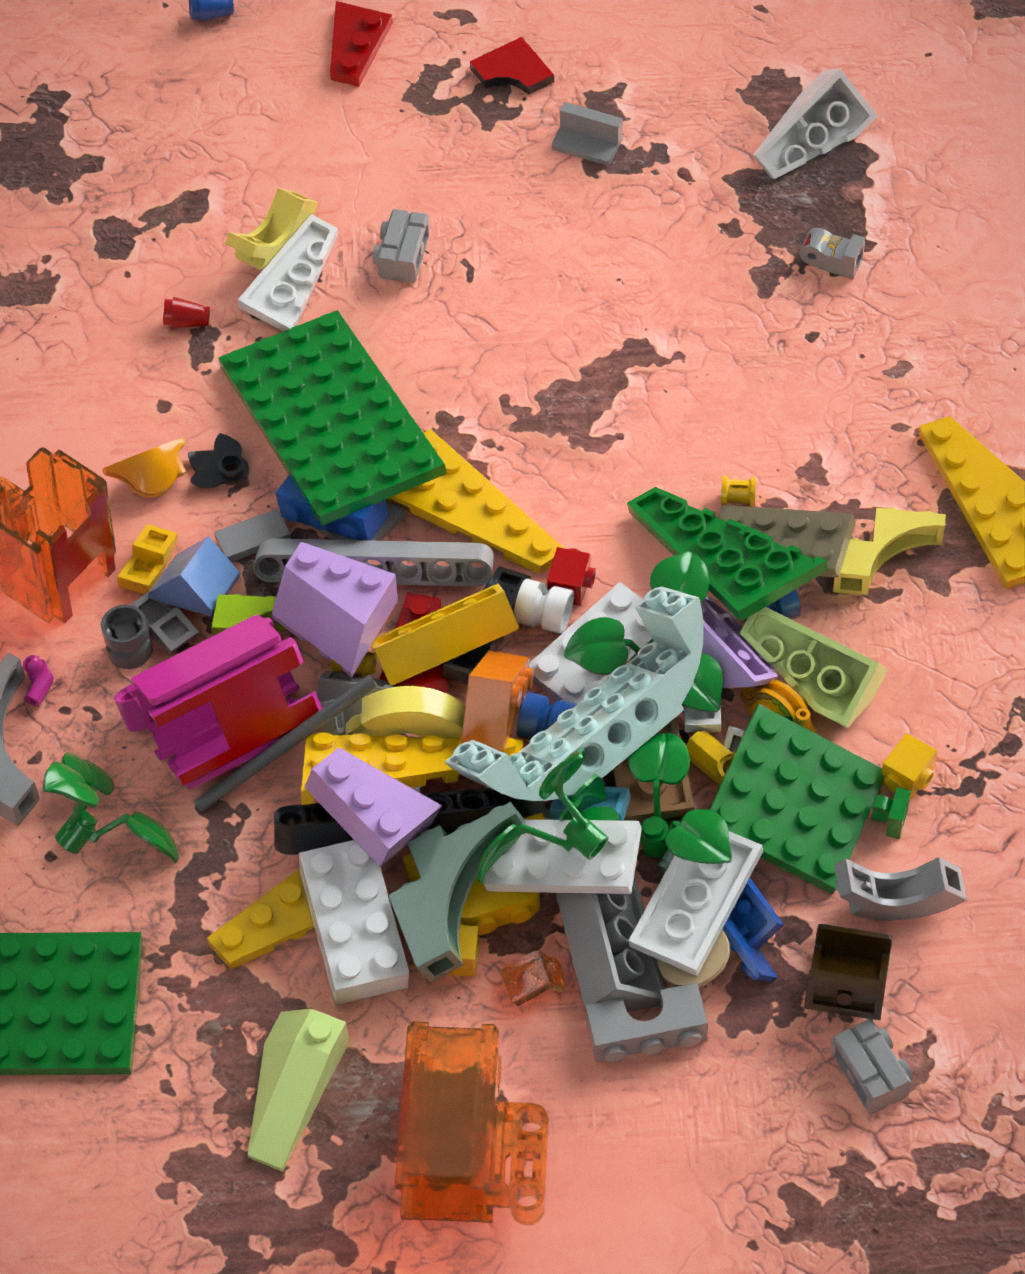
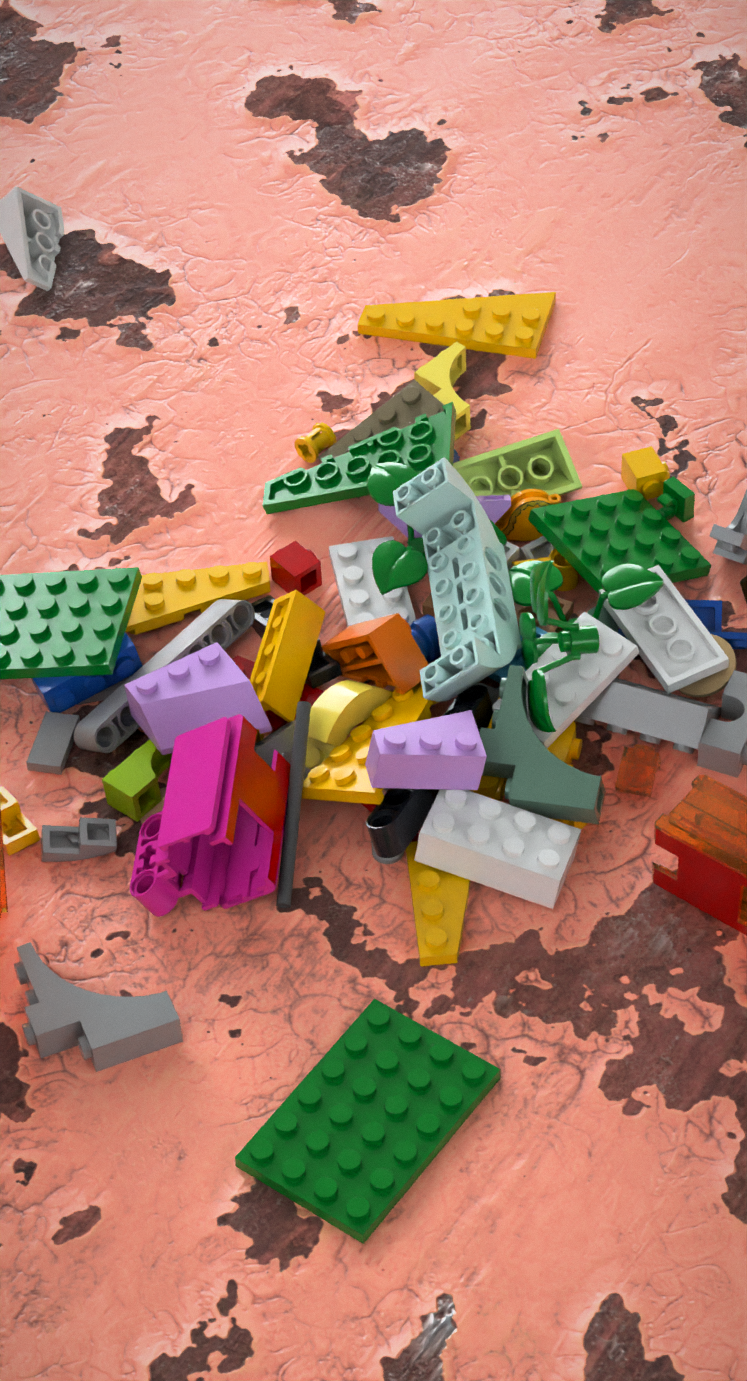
camera: 55 degrees left, 10 degrees down
(40, 677) = (54, 950): dark pink arm -> none
(78, 781) = (237, 987): green plant -> none
(126, 636) = (77, 863): dark grey wheel -> none
(196, 578) = (61, 794): medium blue slope -> none
(292, 1079) = (597, 957): yellowish green wedge -> none
(543, 606) = (319, 587): white wheel -> none
(833, 252) = (158, 289): light grey leg -> none

